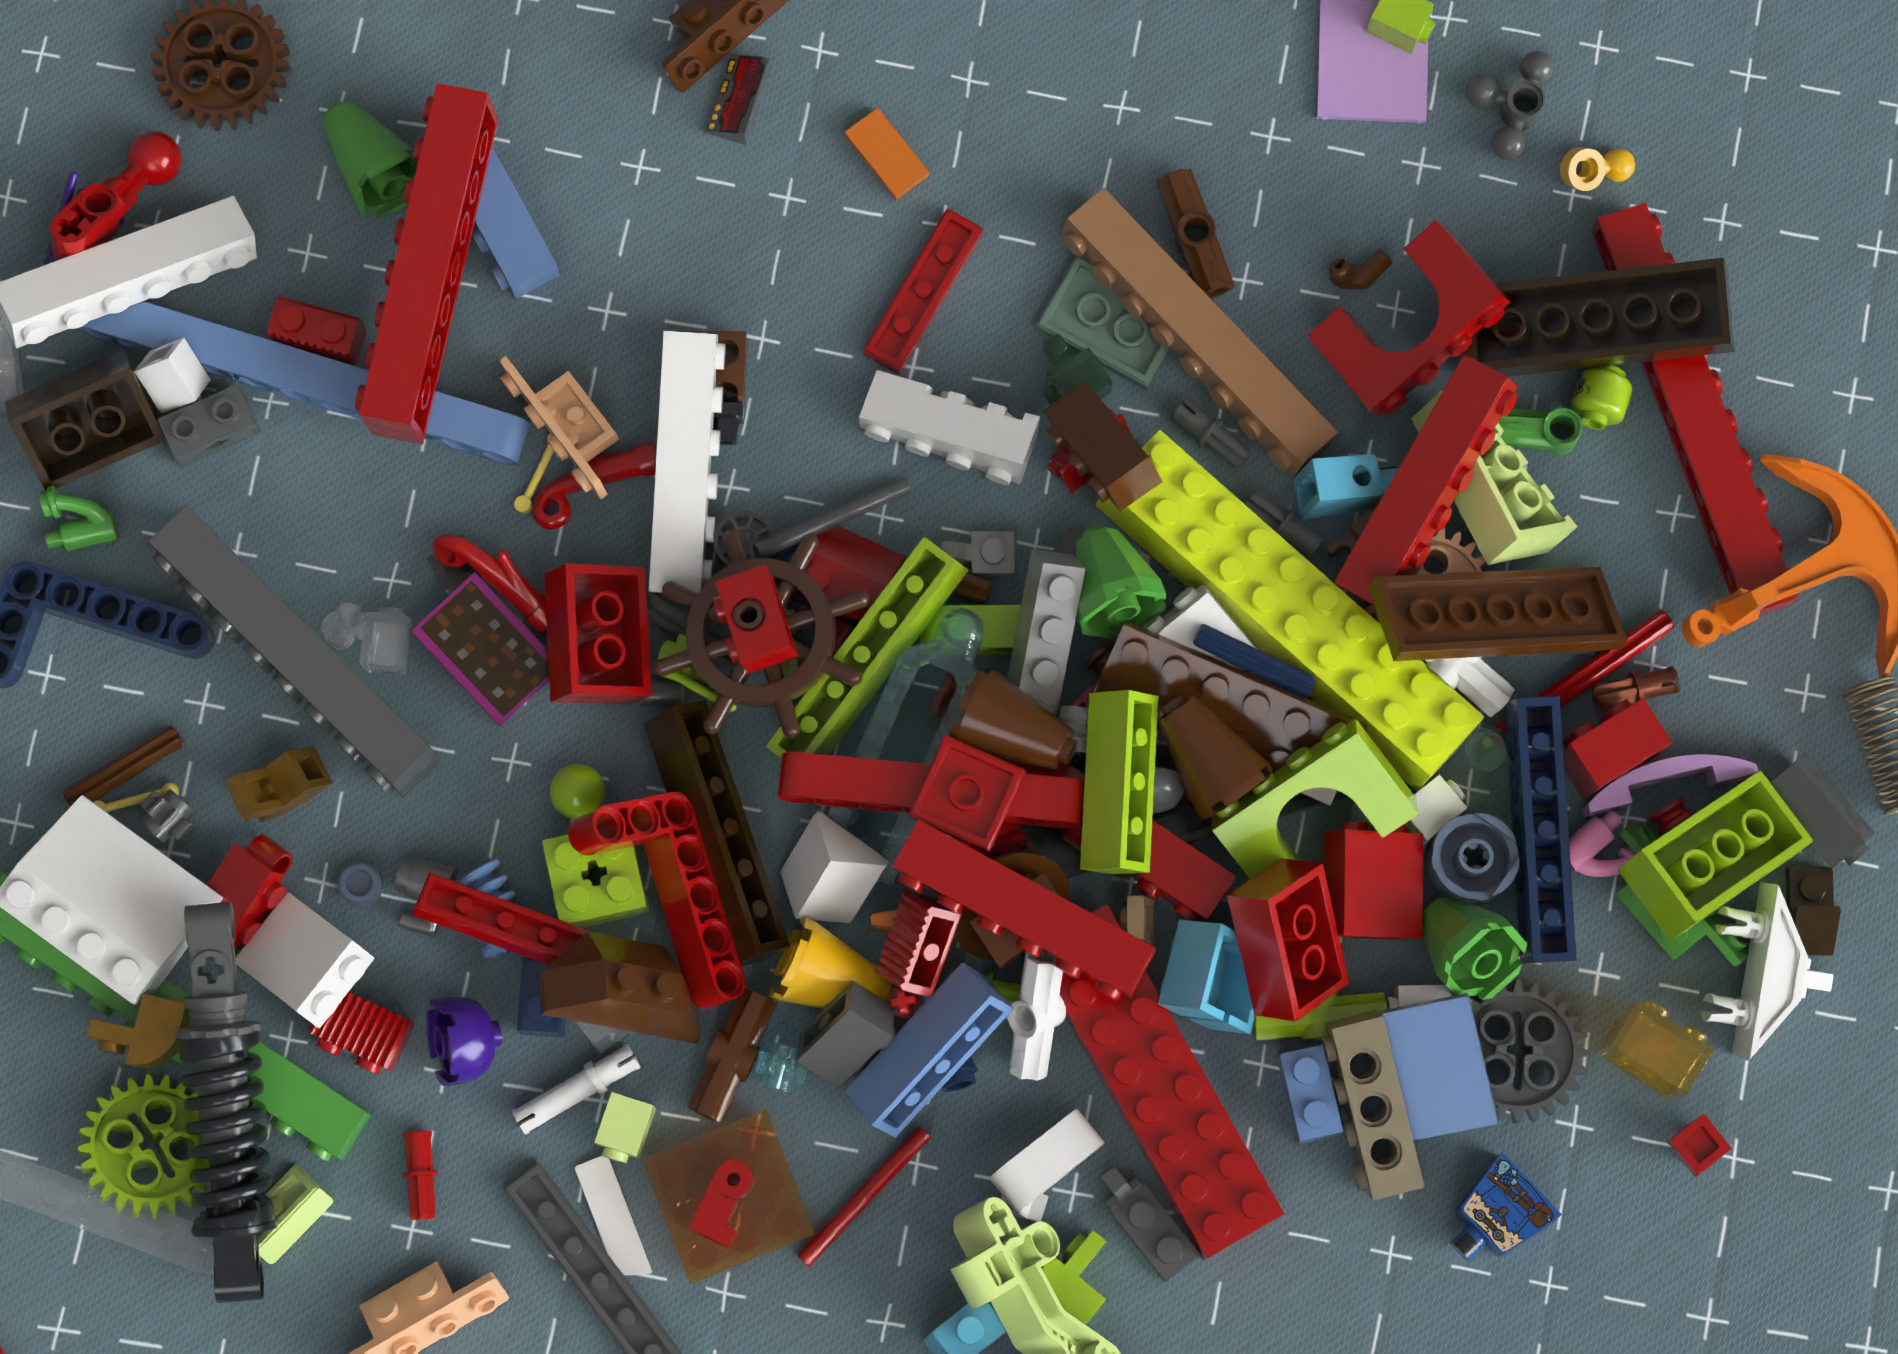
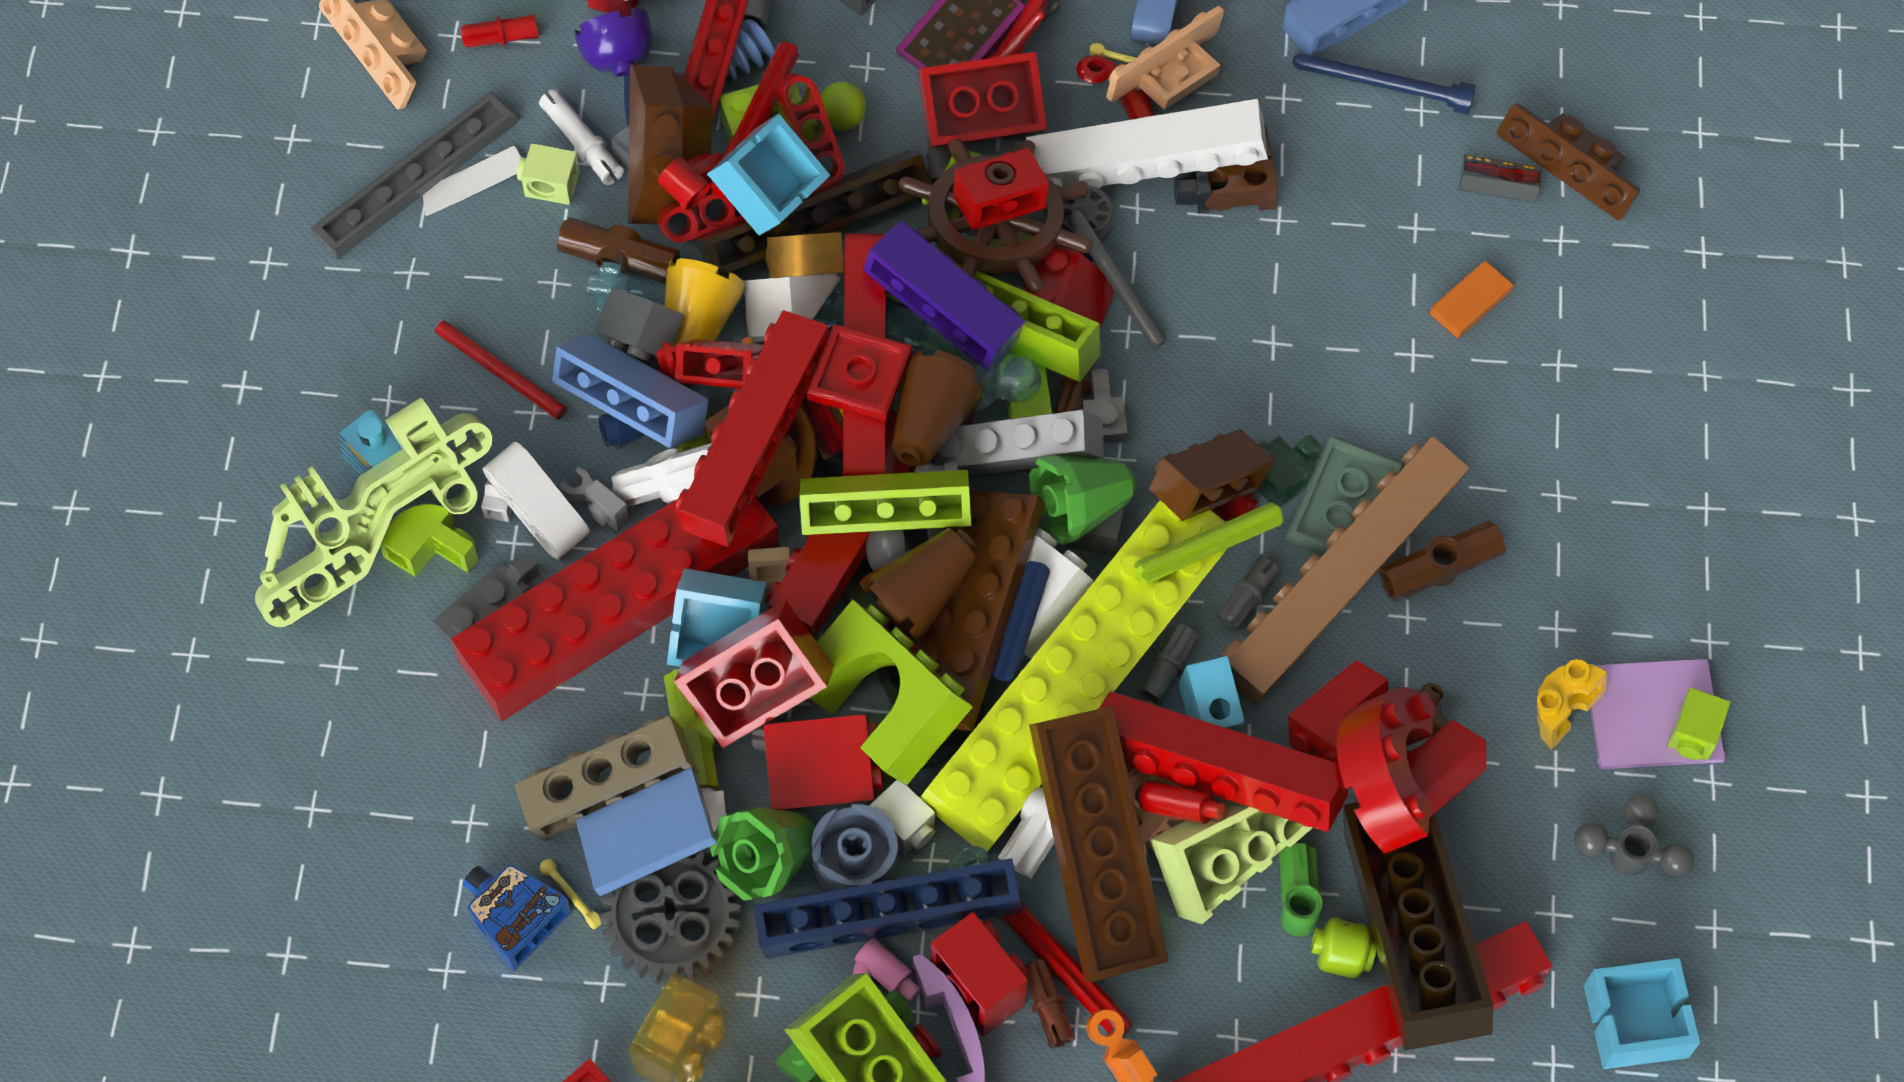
camera: 85 degrees right, 15 degrees down
(610, 883) = (764, 98): none -> red axle
(635, 123) = (1456, 96): none -> dark blue piece
(689, 960) = (689, 179): none -> red piece
(695, 872) = (768, 171): none -> medium azure piece
(728, 1187) = (481, 243): red leg -> none
(764, 1220) = (493, 260): clear orange plate -> none
(799, 845) = (805, 255): none -> pearl gold brick
(880, 694) = (944, 295): none -> dark purple brick
(923, 291) = (1346, 342): red tile -> none
(949, 427) = (1216, 366): white wedge -> none
(1050, 1091) = (602, 503): none -> light grey plate
(1182, 460) = (1208, 543): none -> lime axle
(1310, 1094) = (610, 716): medium blue brick -> none
(1359, 146) = (1565, 690): none -> yellow cylinder
(1451, 1174) = (548, 868): none -> light yellow hinge
(1460, 325) = (1375, 764): none -> red brick
(1462, 527) = (1179, 802): none -> red cylinder
(1615, 165) = (1590, 950): yellow plate -> none
(1695, 134) = (1636, 1013): none -> medium azure piece

